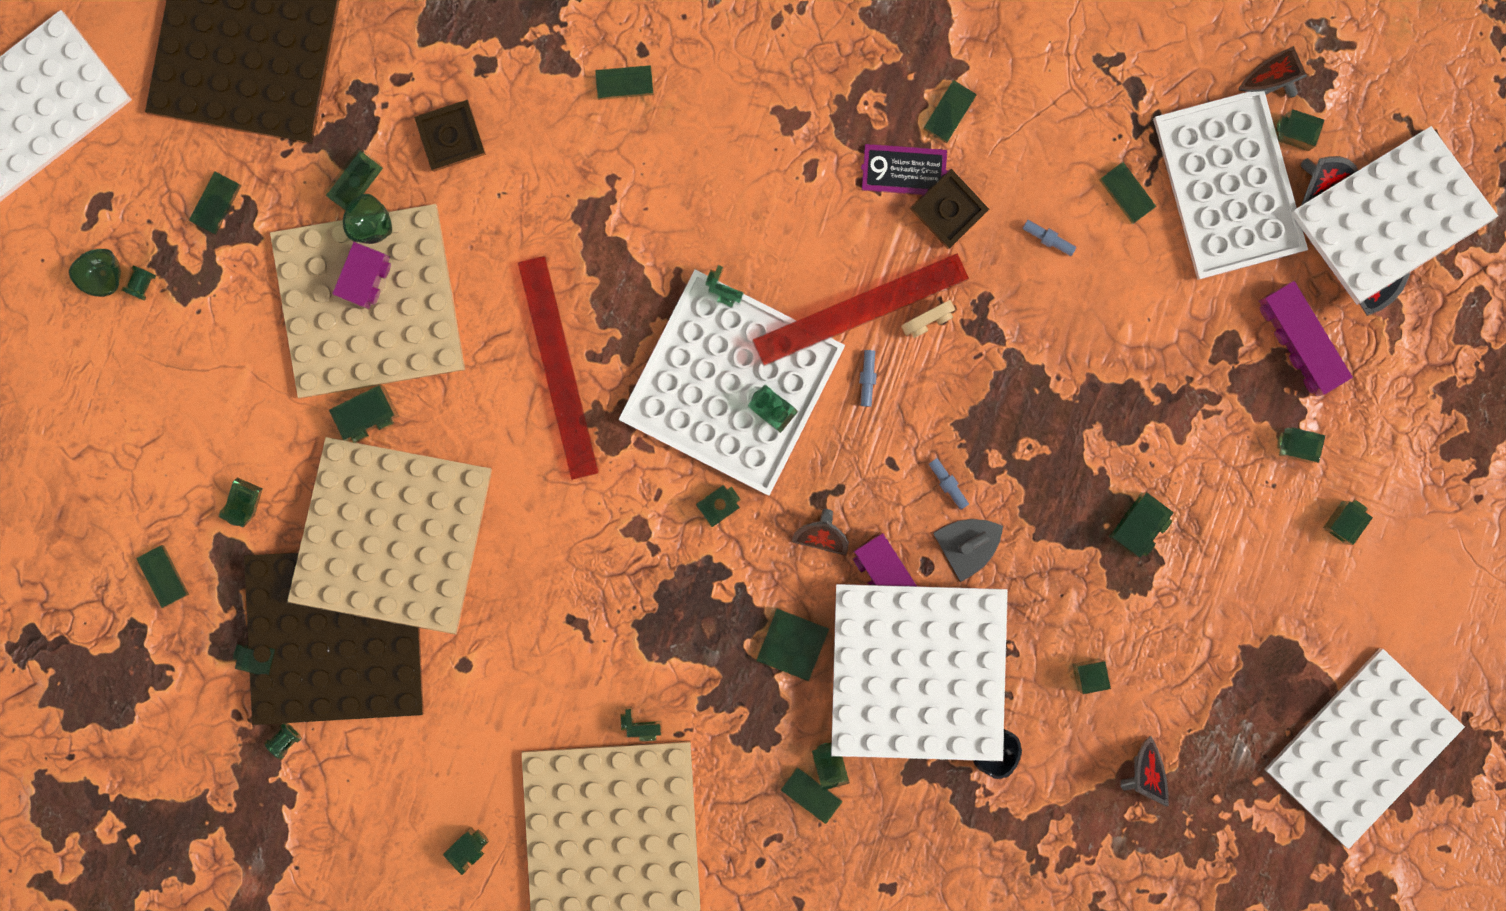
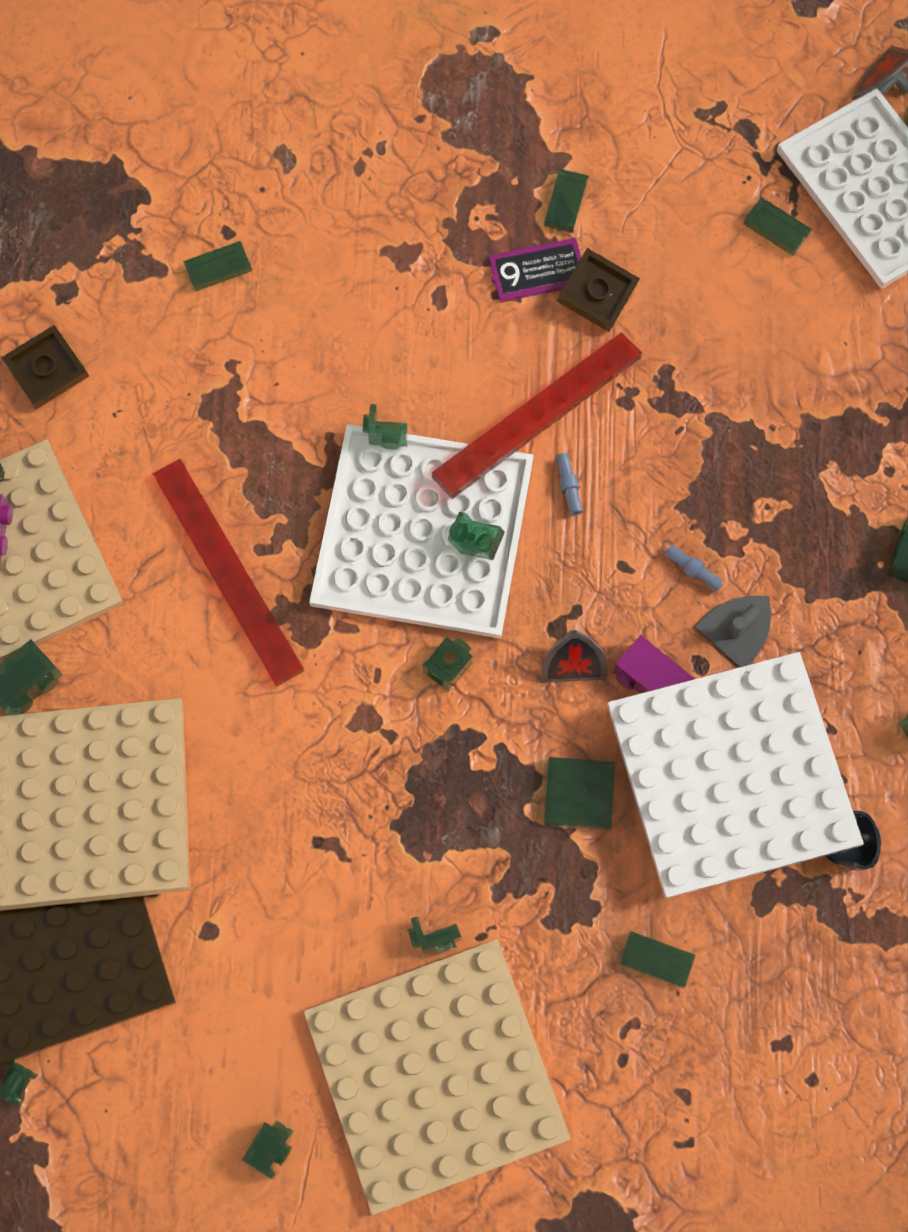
camera: 15 degrees left, 15 degrees down
(829, 768) = (667, 918): clear green bracket -> none
(939, 314) = (605, 411): tan plate -> none
(1049, 237) = (712, 291): sand blue bar -> none

